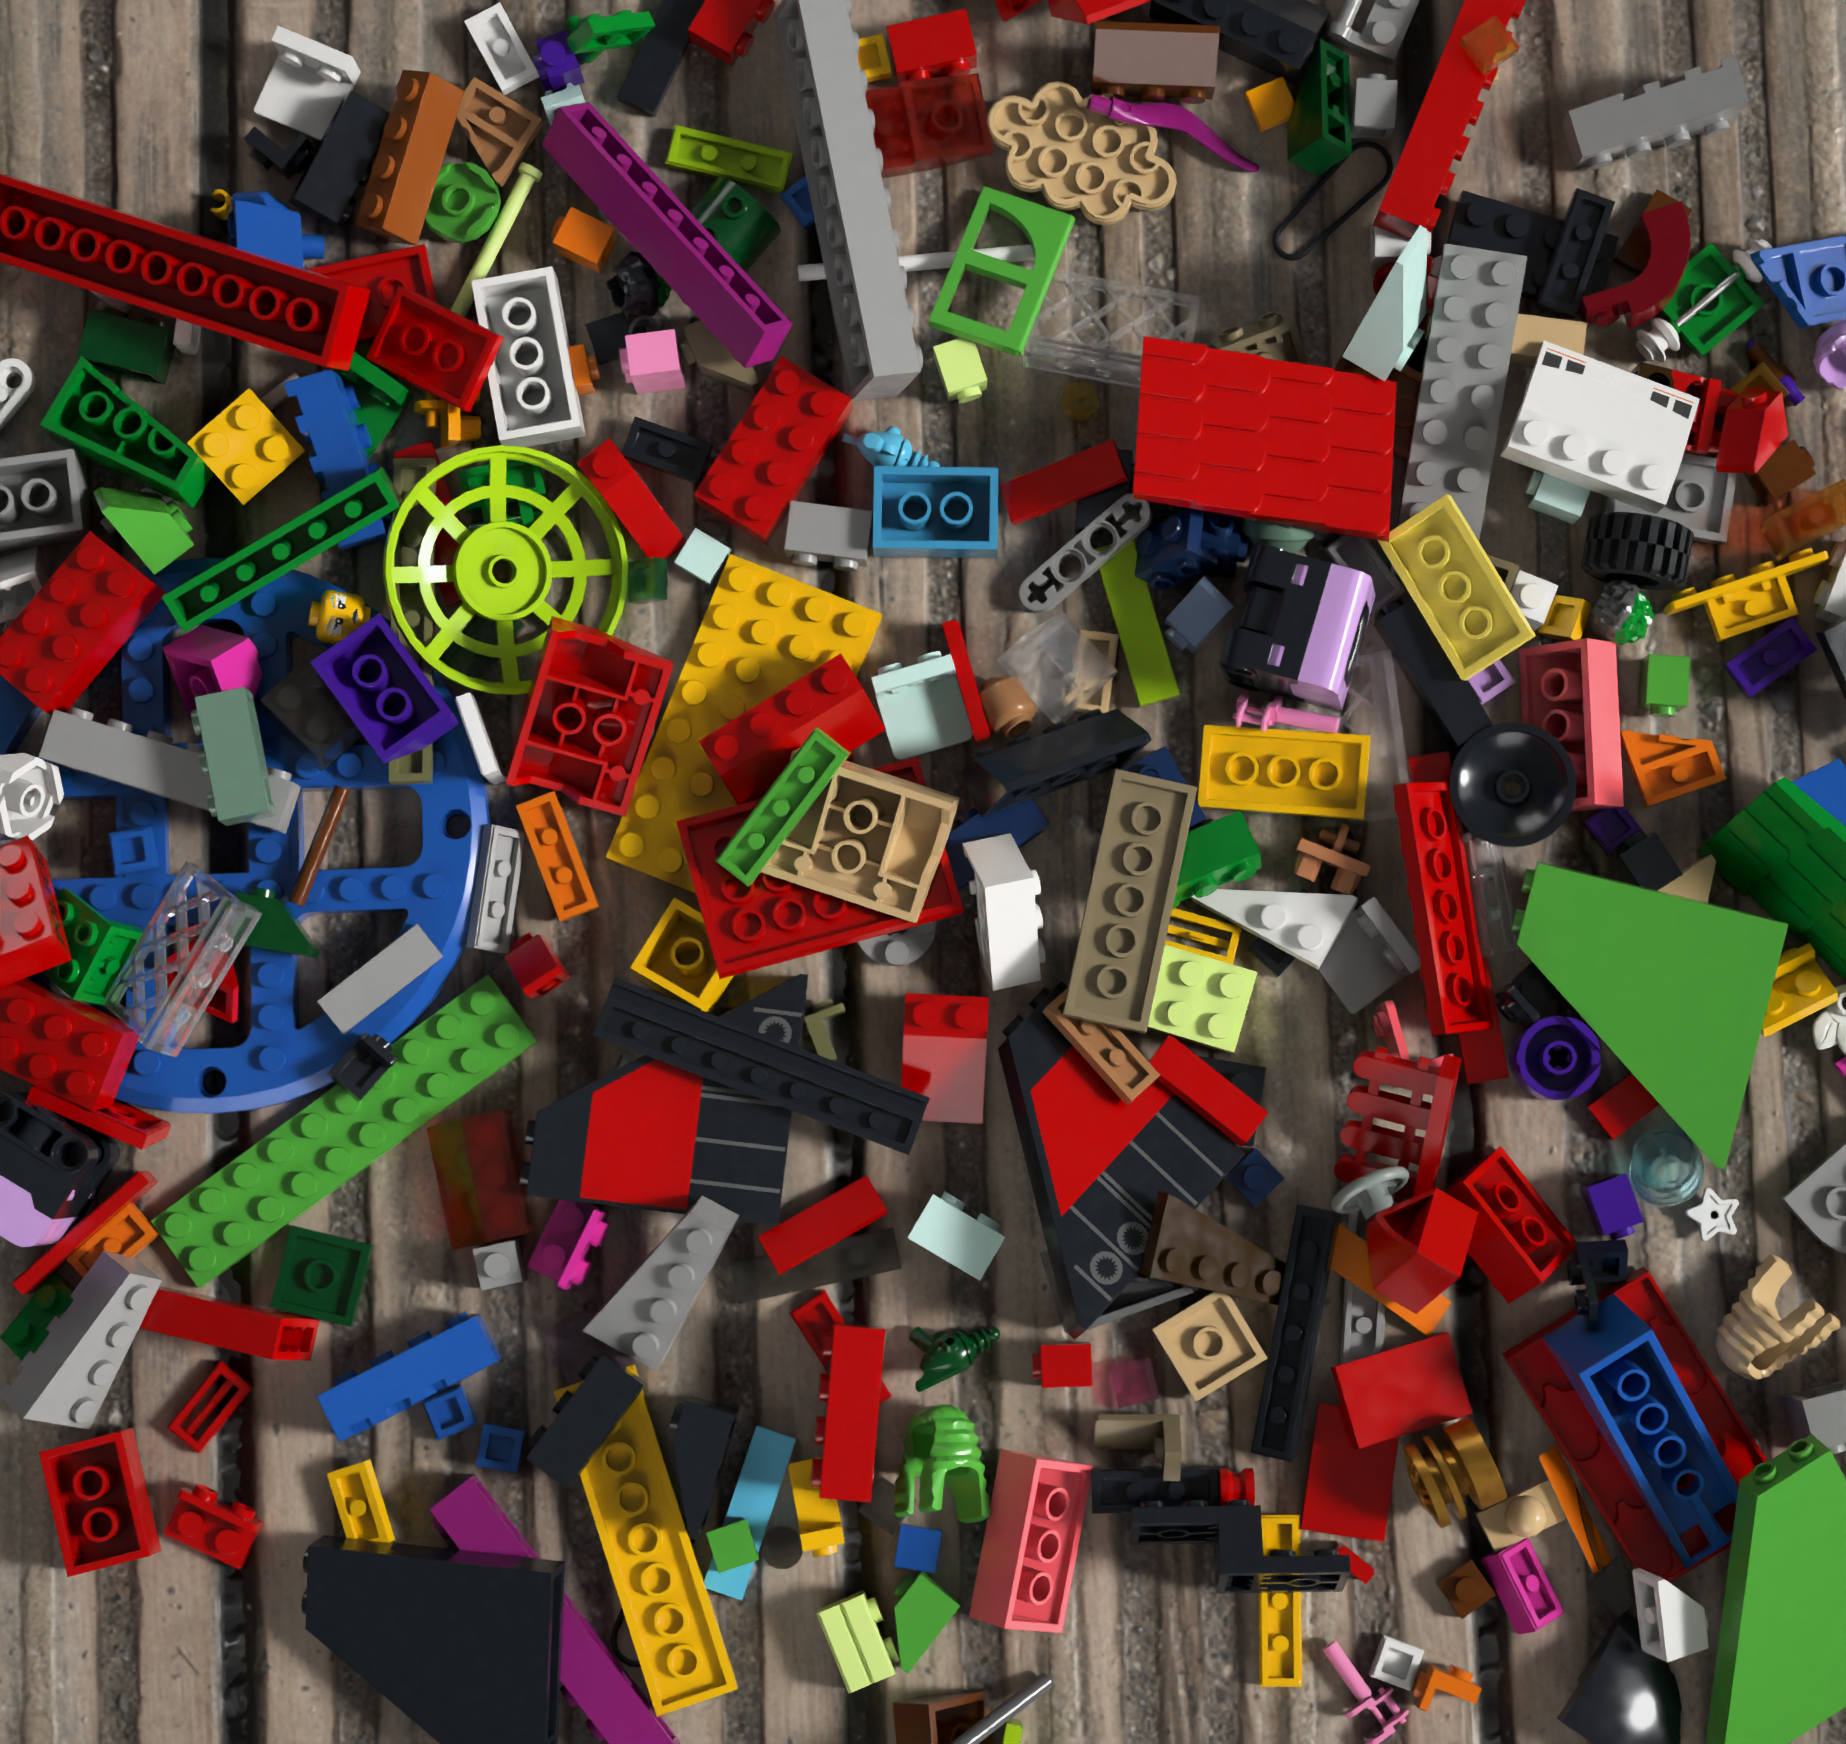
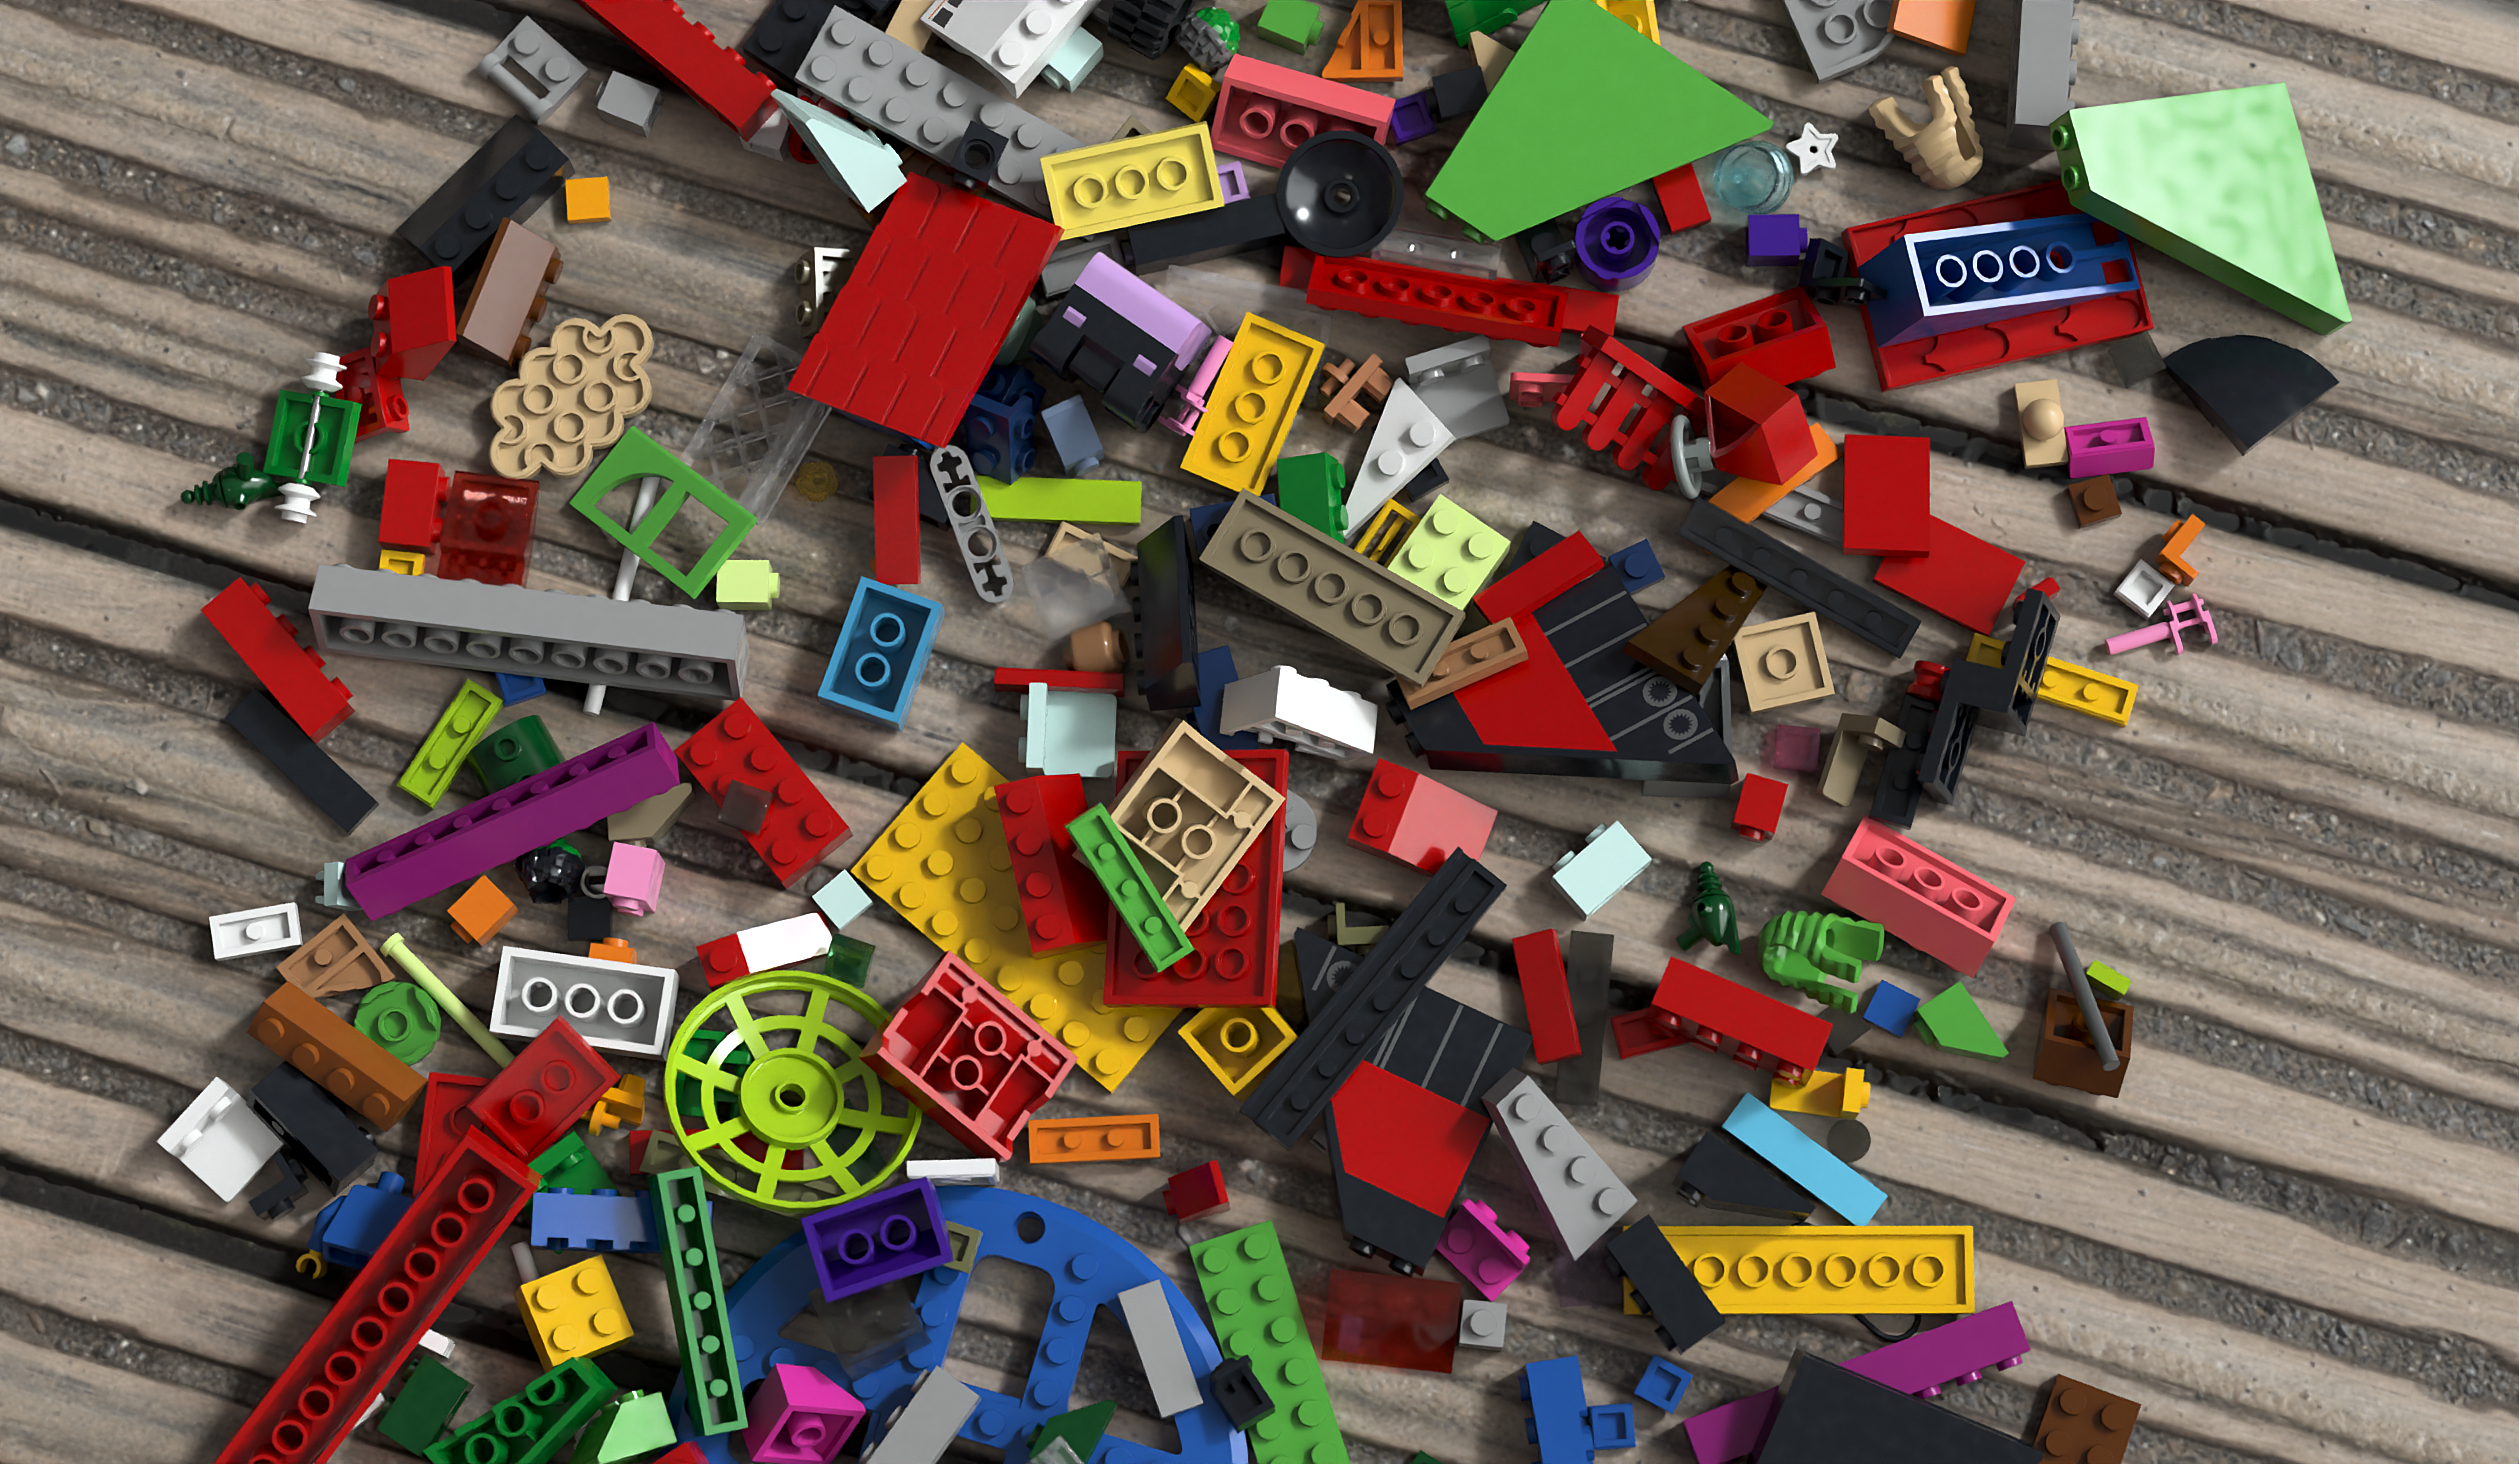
camera: 75 degrees left, 5 degrees down
(233, 756) = (893, 1412): sand green brick -> none
(319, 846) = (1006, 1367): reddish brown bar -> none
(337, 615) = (784, 1271): yellow head -> none
(496, 889) = (1106, 1210): light grey tile -> none
(557, 63) = (292, 879): dark purple brick -> none
(597, 33) = (282, 823): green plate -> none
(667, 450) = (724, 899): black plate -> none
(732, 1545) = (1831, 1185): bright green tile -> none
(747, 436) = (745, 807): none -> clear smoke tile
(828, 535) = (866, 767): light grey brick -> none
(858, 1641) = (1963, 1094): yellowish green brick -> none
(888, 449) = (802, 681): medium azure piece -> none
(1172, 117) = (566, 298): magenta piece -> none
(1322, 112) = (619, 155): dark green slope -> none
(1344, 217) = (684, 182): black piece -> none
(1445, 430) = (987, 143): none -> black brick
(1454, 1472) = (1979, 461): pearl gold wheel -> none
(1533, 597) = (1165, 112): white brick -> none
(1574, 1509) = (2050, 373): orange sticker -> none
(1668, 1618) = (2180, 319): white slope -> none

